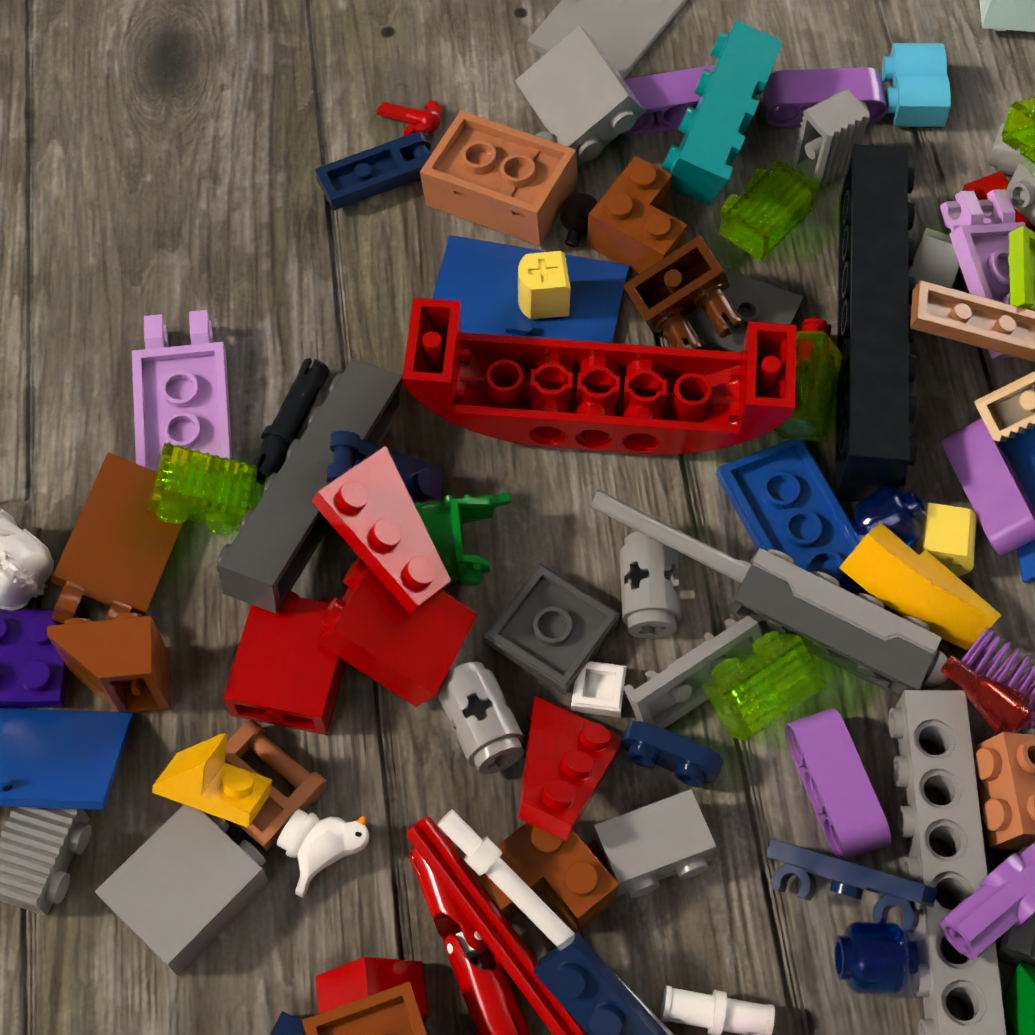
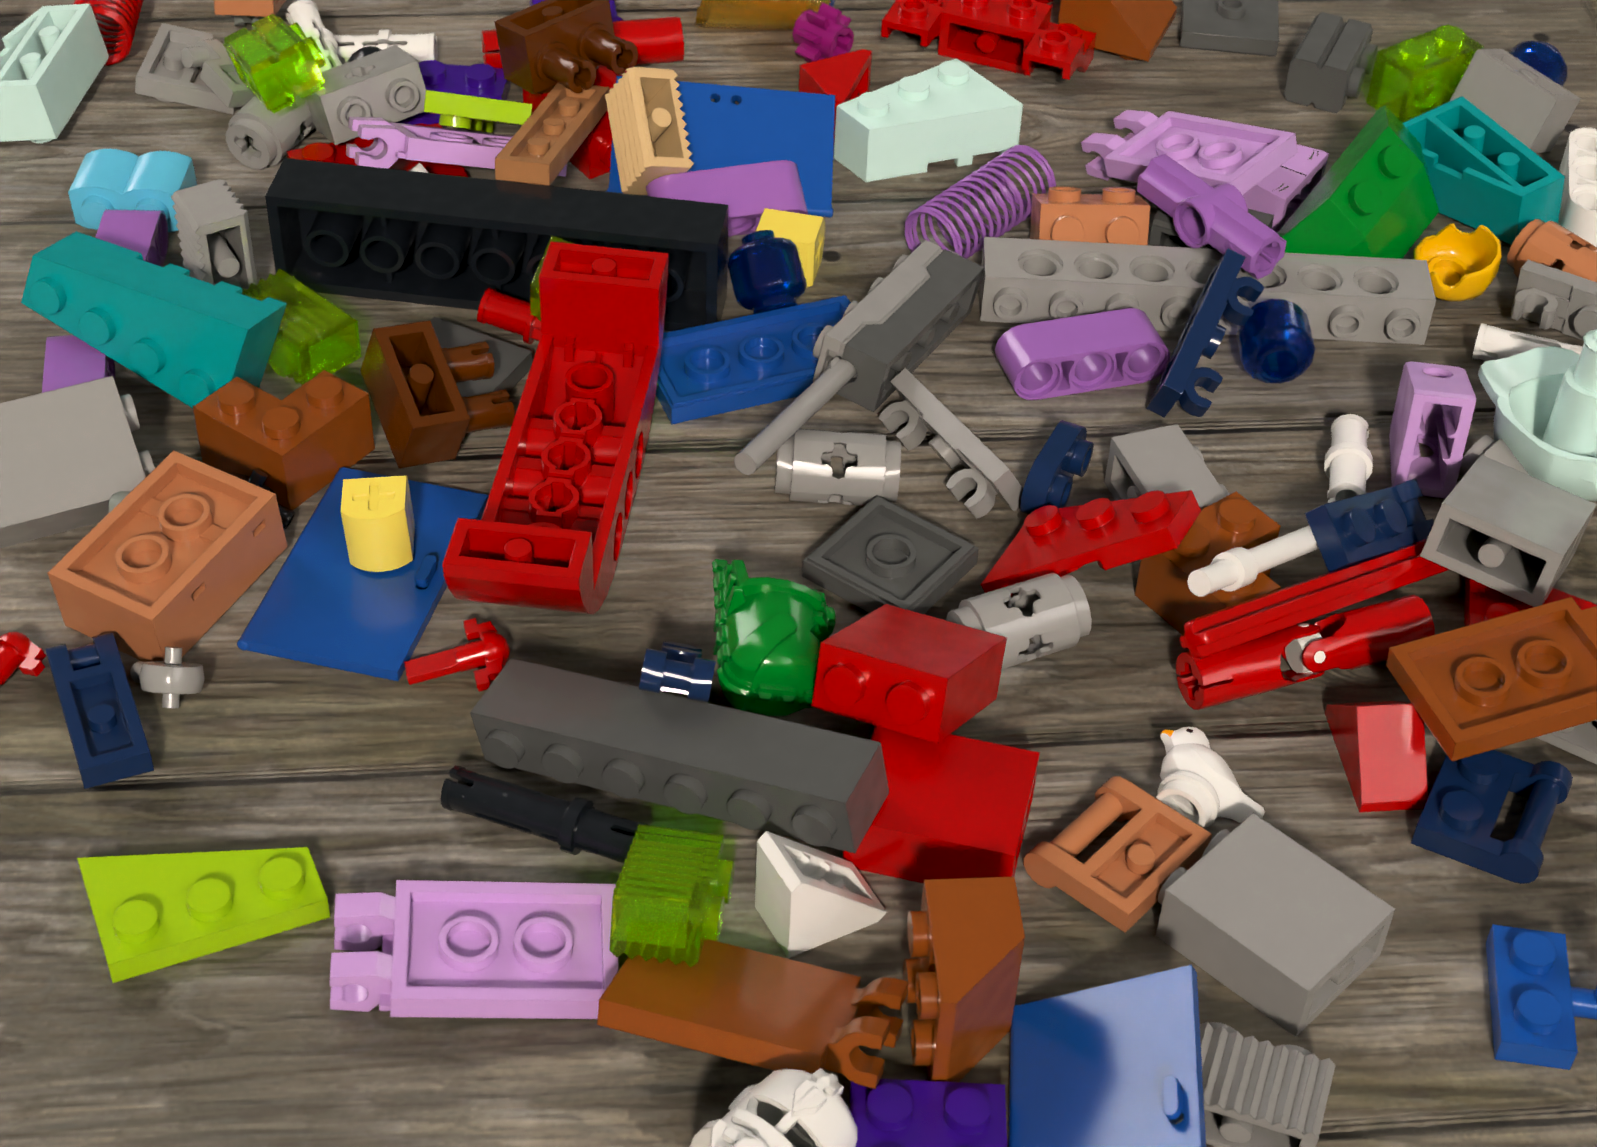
camera: 90 degrees left, 20 degrees down
(198, 563) = (810, 895): none -> white slope
(207, 783) = (1138, 861): yellow slope -> none
(226, 250) = (197, 903): none -> lime wing
(385, 529) = (793, 630): wing -> none
(404, 201) = (169, 677): none -> light grey piece
(599, 689) = (973, 526): white tile -> none
(763, 684) = (976, 383): clear neon green brick -> none
(919, 587) = (849, 261): yellow slope -> none
(997, 703) = (1008, 207): clear red cone -> none

